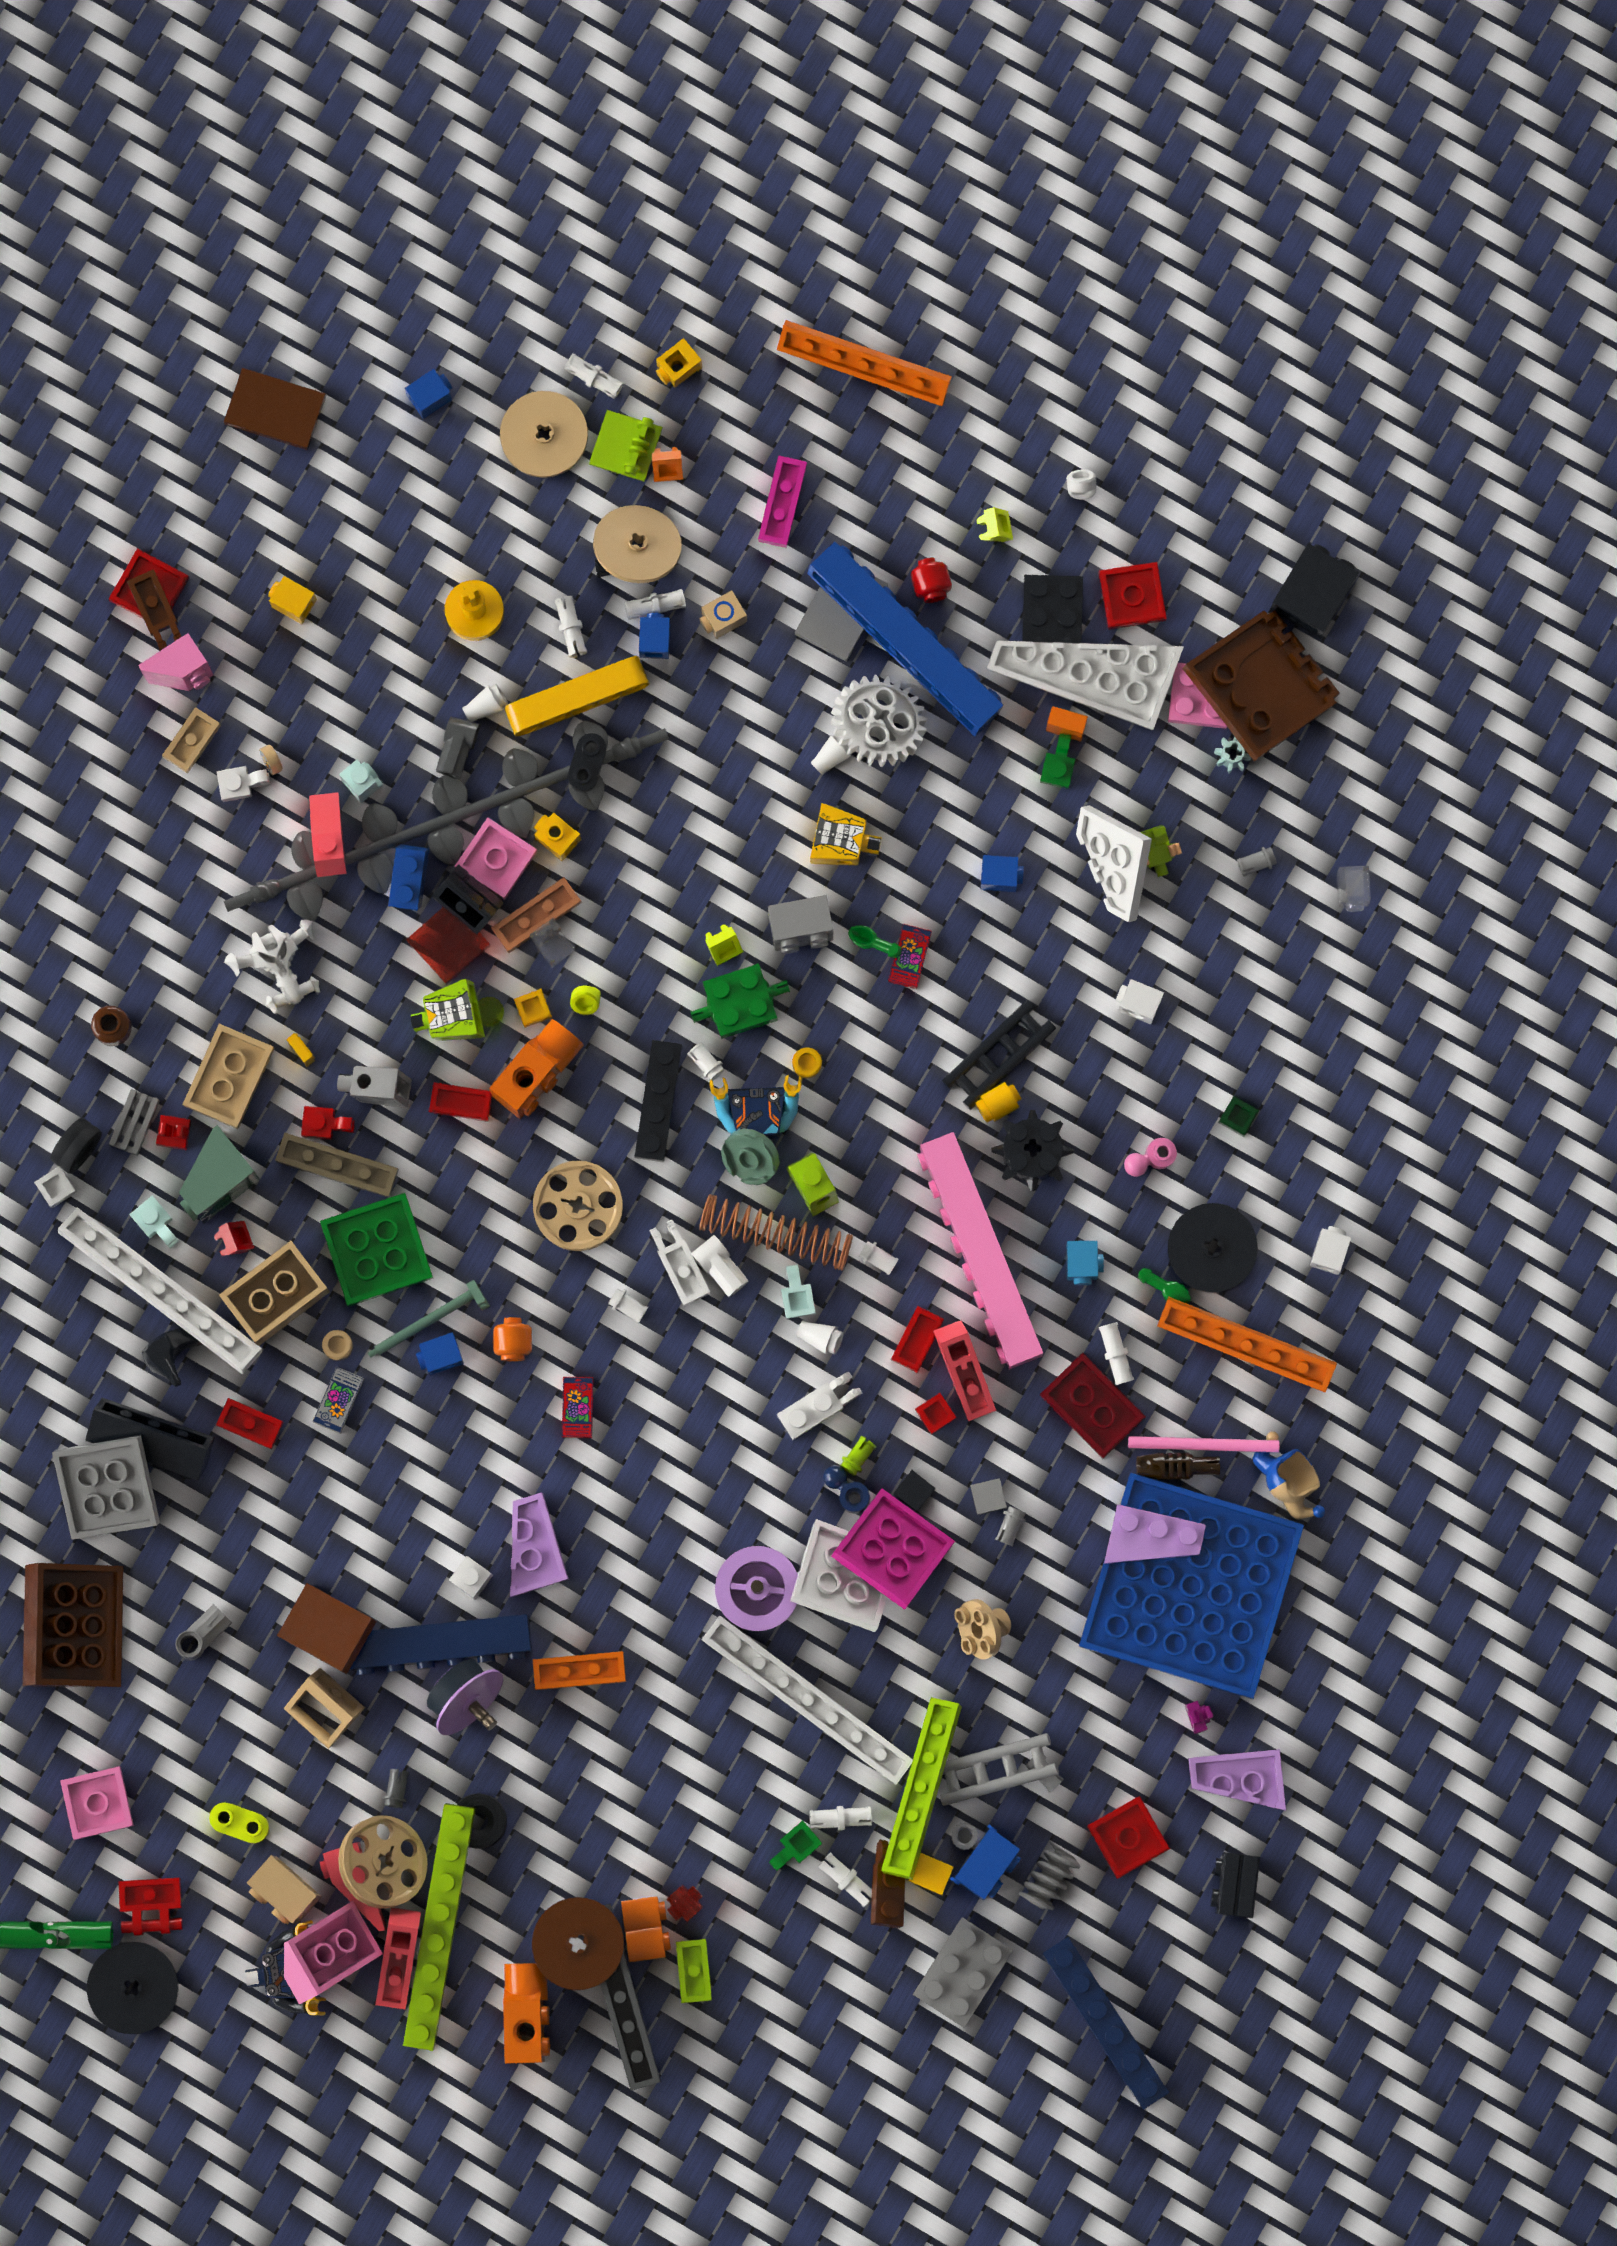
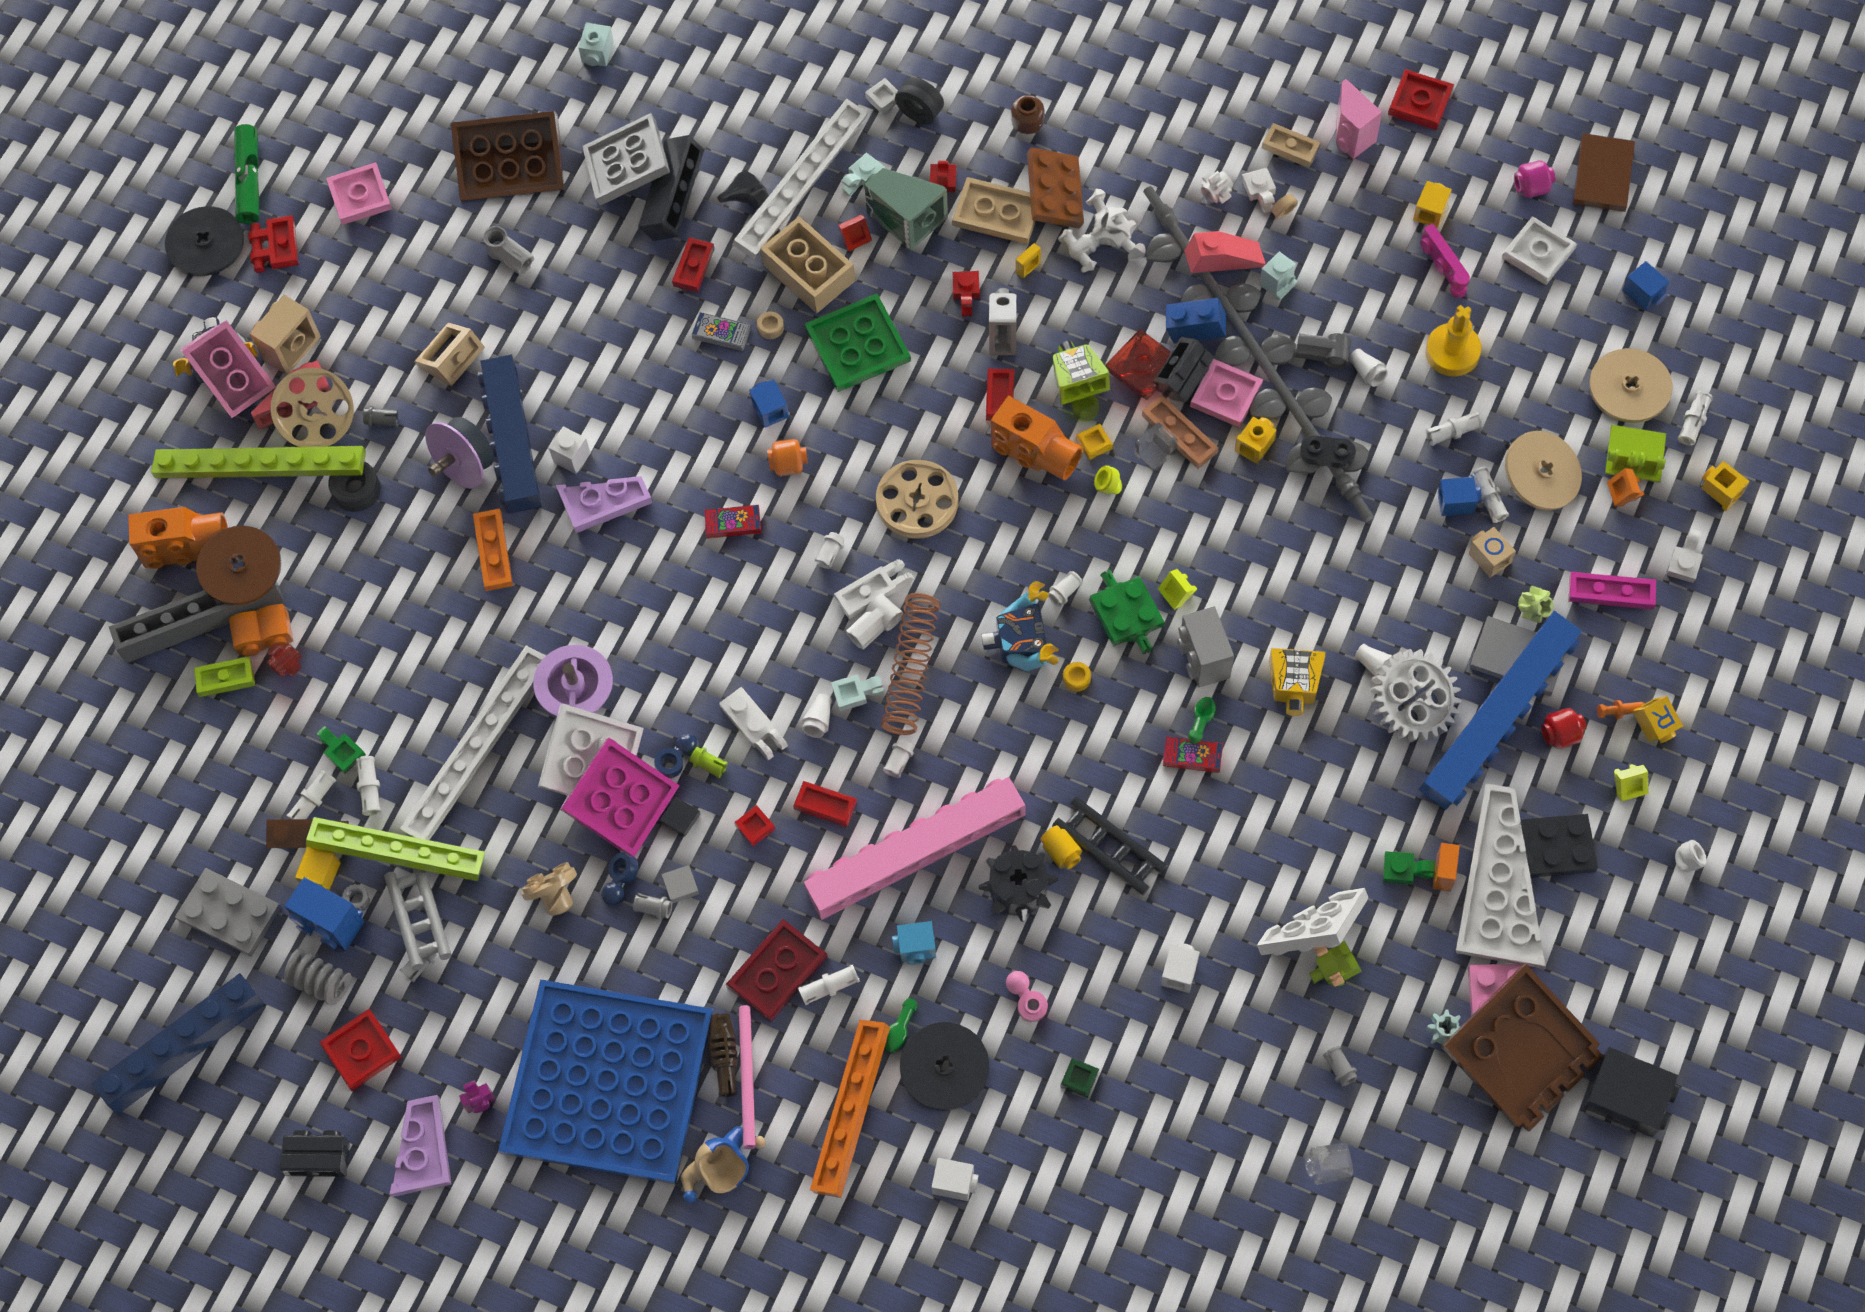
camera: 85 degrees right, 15 degrees down
(143, 1098) = (948, 144): light grey tile -> none
(154, 606) = (1404, 97): reddish brown hinge -> none
(211, 1007) = (1055, 188): none -> dark orange plate
(237, 829) = (1216, 187): none -> white gear
(238, 1823) = (347, 300): neon yellow plate -> none
(278, 485) = (1534, 179): none -> dark pink head
(326, 1628) = (515, 340): reddish brown tile -> none
(336, 1165) = (929, 302): dark tan plate -> none
(363, 496) = (1539, 250): none -> white tile
(367, 598) = (1445, 260): none -> dark pink plate
(398, 1958) = (236, 431): coral slope -> none
(473, 1293) = (826, 424): sand green piece -> none
(576, 696) = (1390, 439): yellow beam -> none
(658, 1101) = (1023, 554): black plate -> none
(750, 1156) = (978, 631): sand green tile -> none
(757, 422) = (1685, 560): none -> white plate
(791, 581) = (1535, 604): none -> yellowish green gear
(813, 1184) = (963, 688): lime torso -> none
(864, 363) = (1764, 645): orange plate -> none
(914, 520) = (1617, 709): none -> orange piece
(934, 485) = (1658, 719): none -> yellow brick
(964, 1370) = (799, 845): coral slope -> none
(988, 1566) = (621, 870): none -> dark blue plate
(1001, 873) = (1286, 823): blue brick -> none
(1132, 595) = (1588, 919): red tile -> none
(1149, 1535) = (650, 1033): lavender wing -> none

